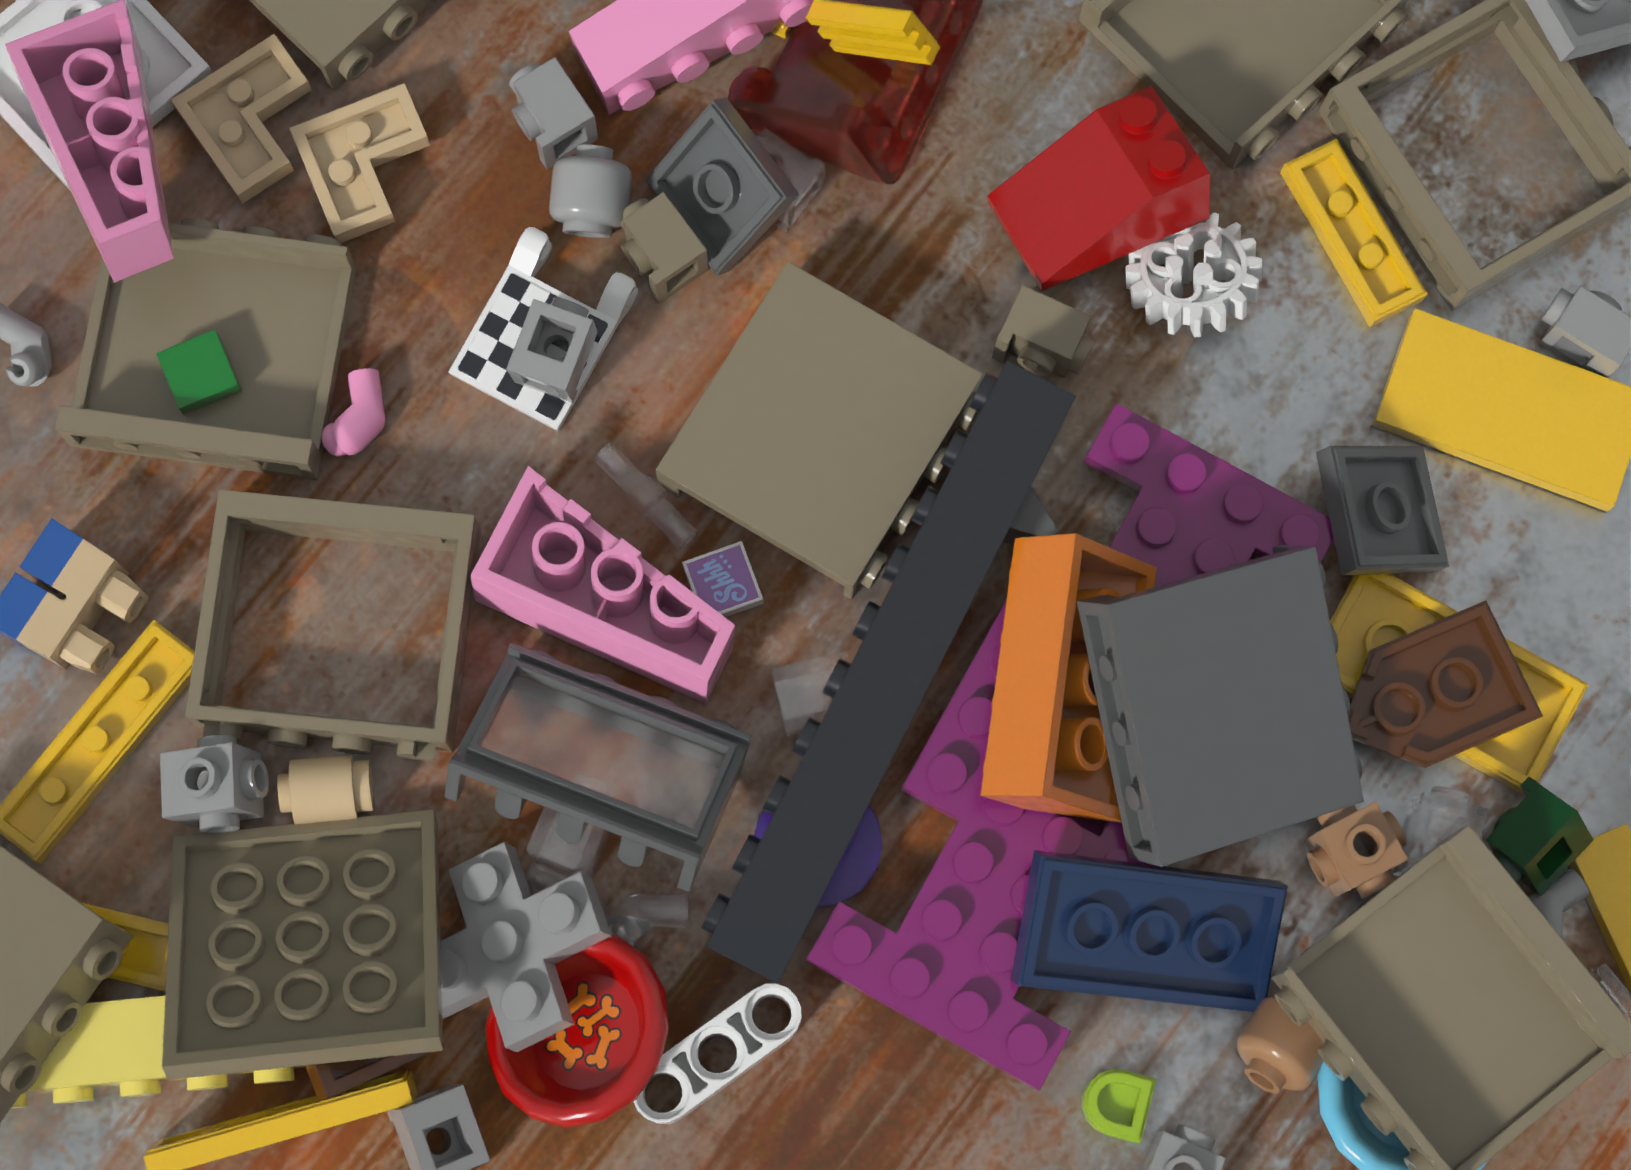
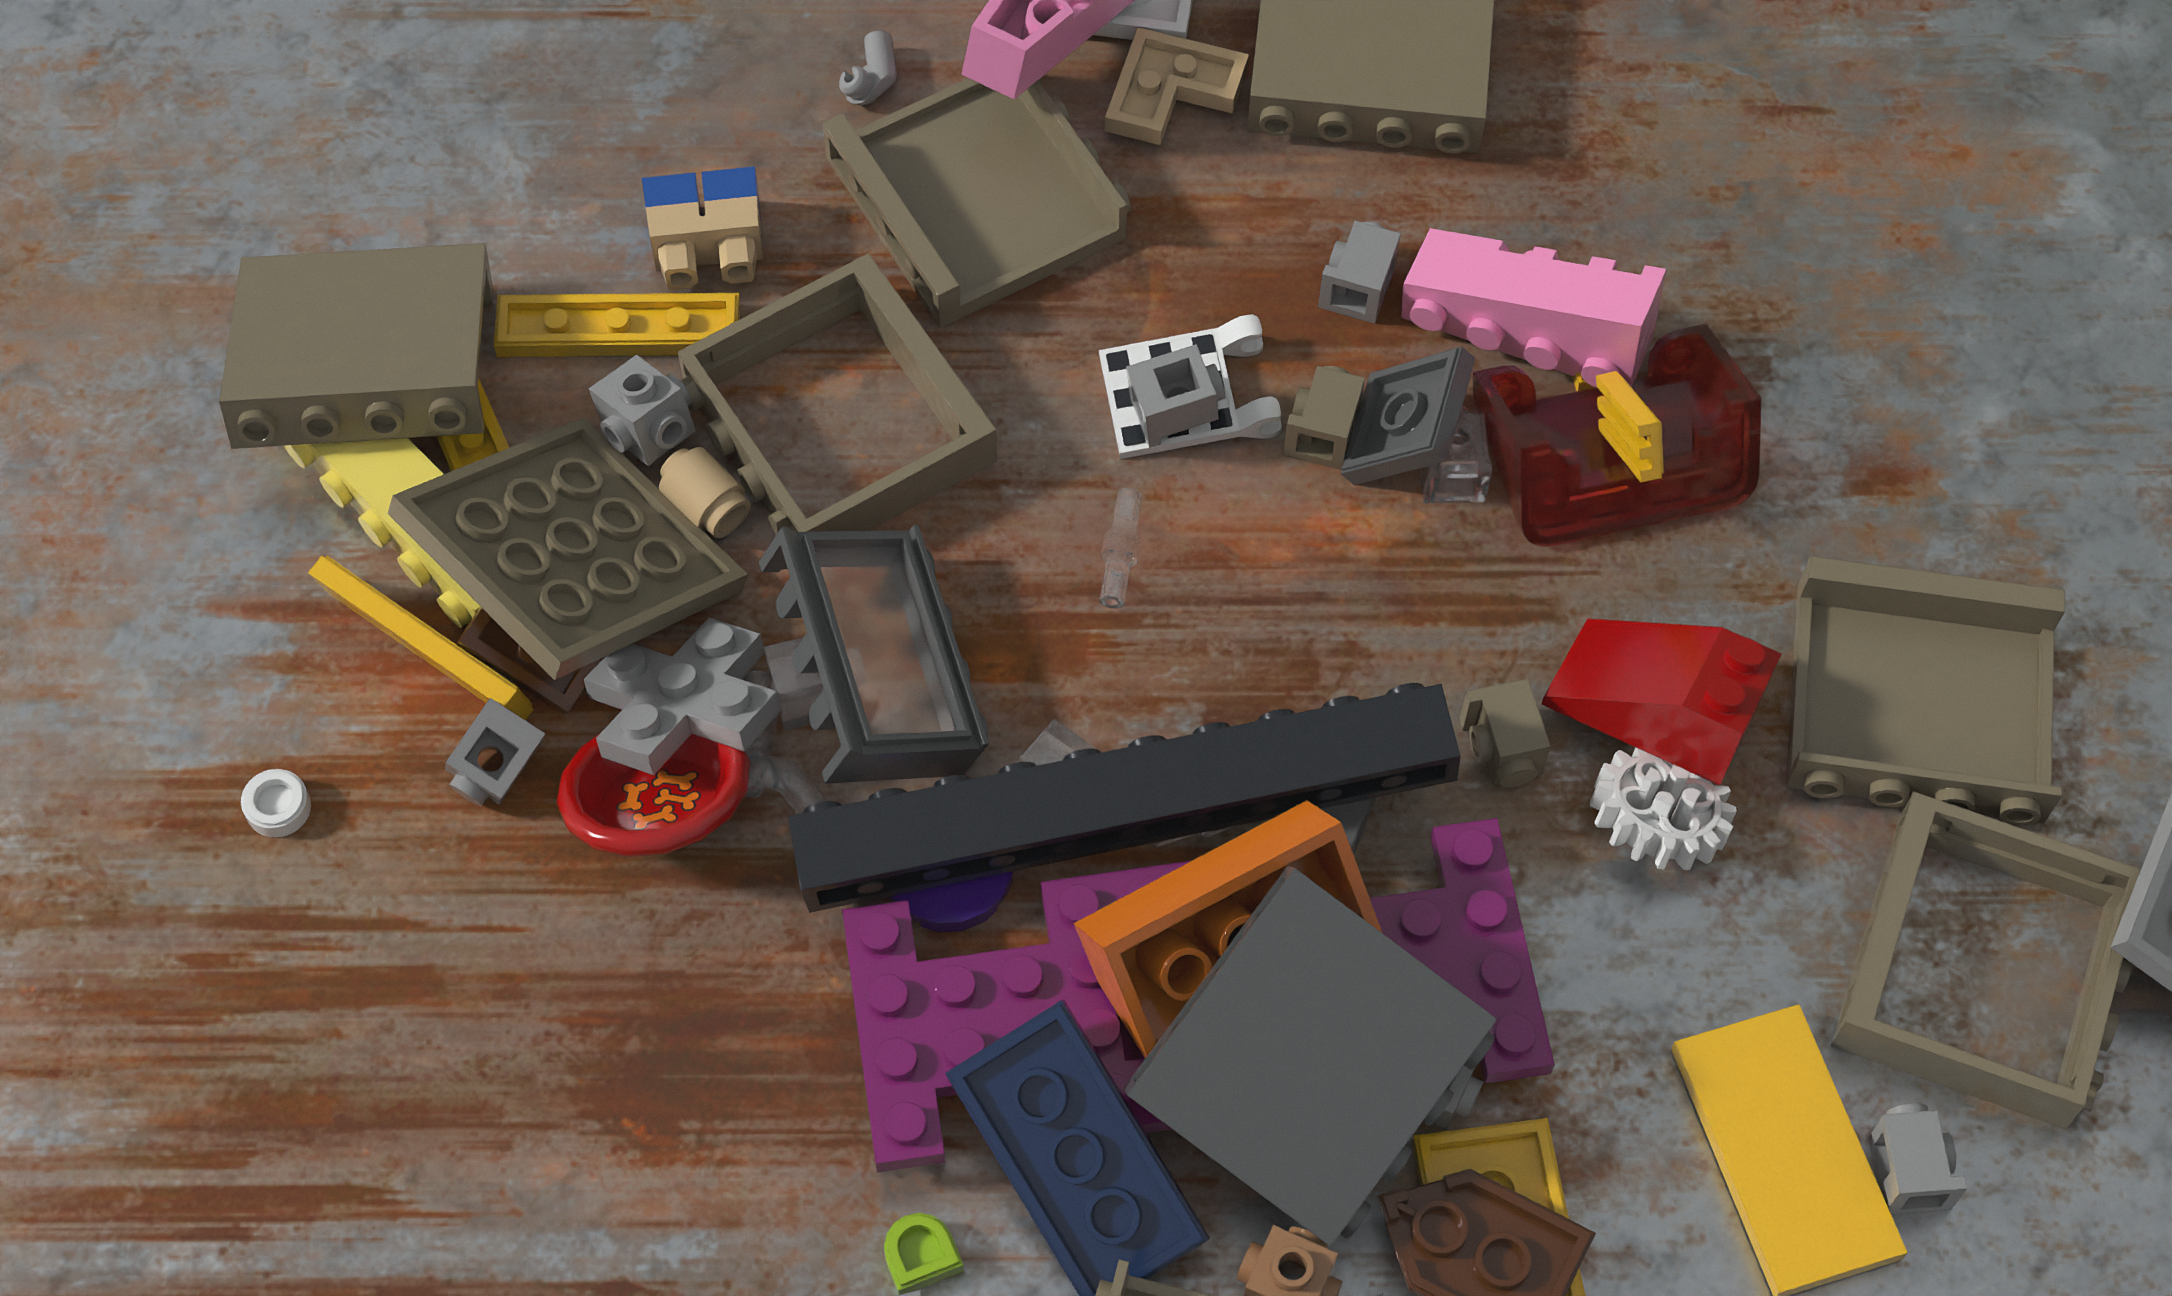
camera: 55 degrees right, 15 degrees down
(198, 372) = (950, 189): green tile -> none
(346, 147) = (1202, 162): tan plate -> none
(362, 420) = (1009, 318): bright pink arm -> none
(590, 192) = (1322, 336): light grey head -> none
(598, 593) = (1008, 553): bright pink wedge -> none
(724, 579) = (1099, 651): medium lavender tile -> none
(751, 1045) = (734, 931): white beam -> none
(822, 428) = (1278, 611): dark tan panel -> none
(1353, 233) = (1820, 916): yellow tile -> none
(1382, 509) = (1599, 1095): dark grey tile -> none

